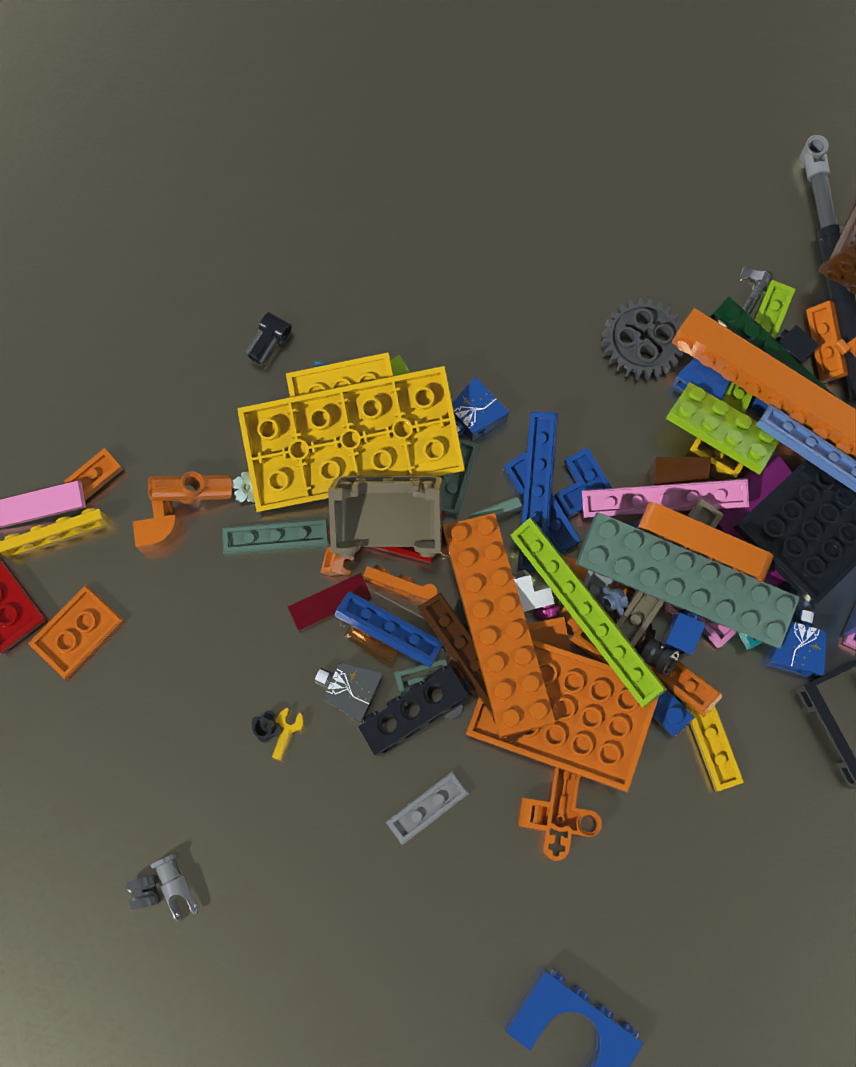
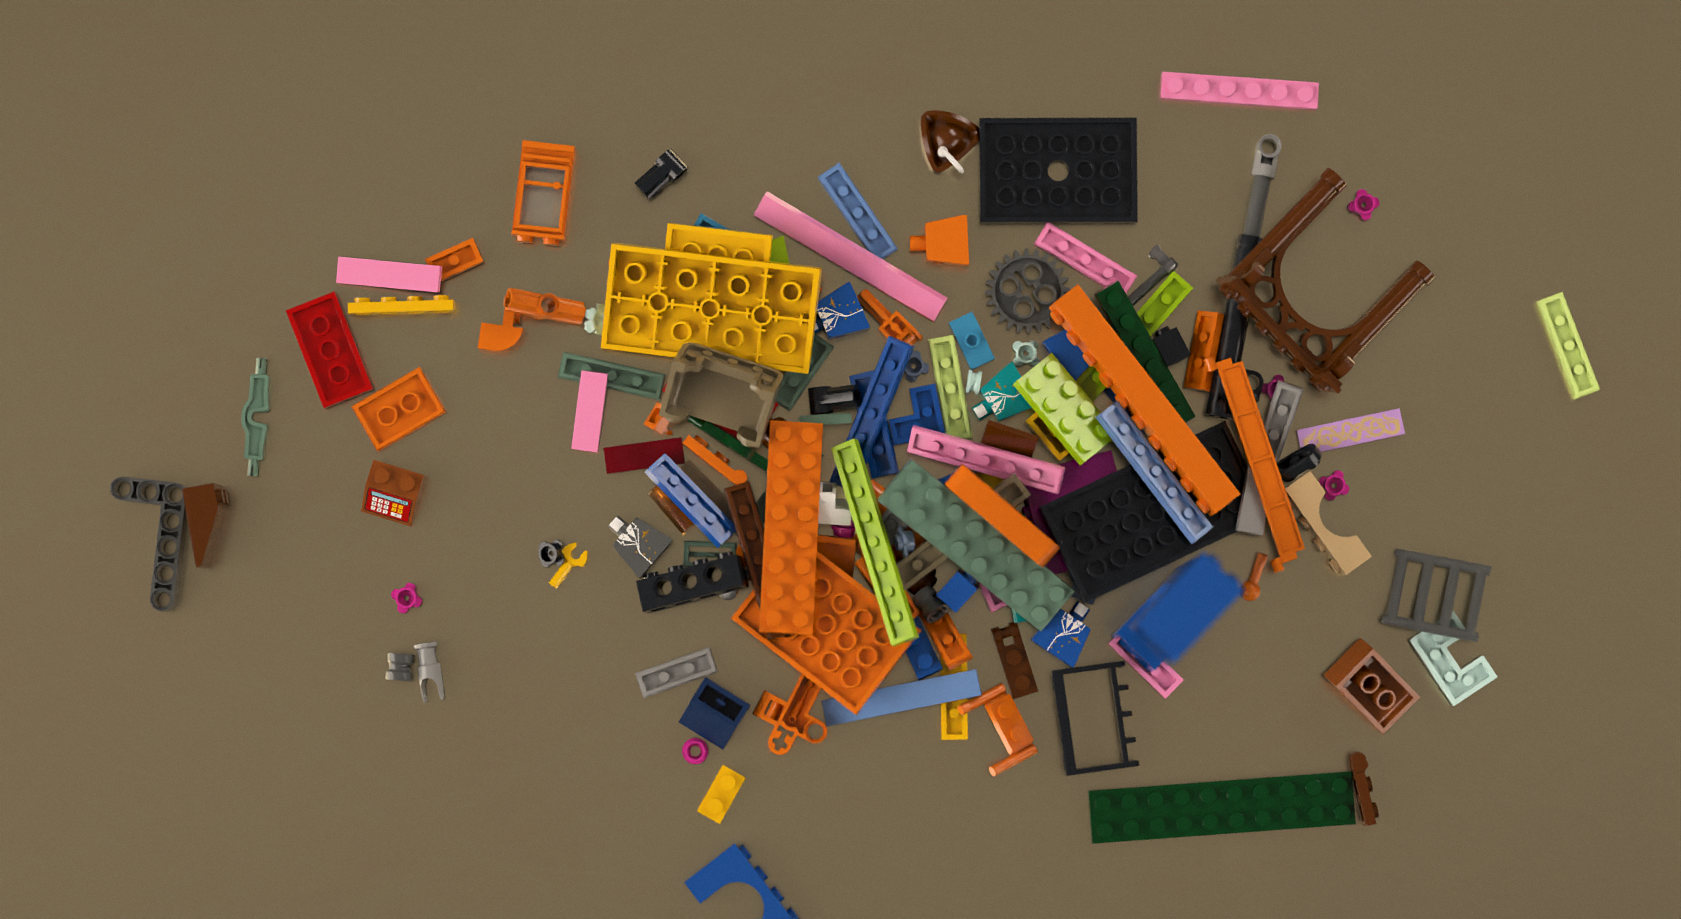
camera: 10 degrees right, 10 degrees up
(89, 715) = (392, 493): none -> dark orange slope
(131, 810) = (409, 590): none -> dark pink plate
(161, 387) = (543, 192): none -> orange door
(263, 575) = (589, 411): none -> bright pink tile
(410, 562) = (730, 442): none -> dark green piece
(462, 320) = (857, 212): none -> medium blue tile
(468, 358) = (850, 256): none -> bright pink tile
(472, 893) = (695, 759): none -> dark pink plate
(479, 837) = (714, 713): none -> dark blue slope
(491, 492) = (827, 399): none -> black piece
(512, 921) = (721, 794): none -> yellow plate
(522, 229) = (947, 138): none -> reddish brown hat
(522, 404) = (891, 324): none -> orange connector
(551, 318) = (944, 242): none -> orange torso
(568, 439) = (921, 367): none -> sand blue plate
(601, 445) = (950, 387): none -> yellowish green tile
(607, 400) = (971, 341): none -> dark azure plate
(623, 435) = (973, 382): none -> light aqua bush
(657, 438) = (1001, 396): none -> teal torso
(661, 201) = (1099, 164): none -> black plate
(663, 388) = (1031, 348): none -> light aqua plate
(669, 758) = (907, 697): none -> medium blue tile
(679, 295) = (1083, 258): none -> bright pink tile
(759, 689) = (1014, 661): none -> reddish brown plate
(767, 115) = (1239, 90): none -> bright pink plate
(777, 754) = (1007, 723): none -> orange plate

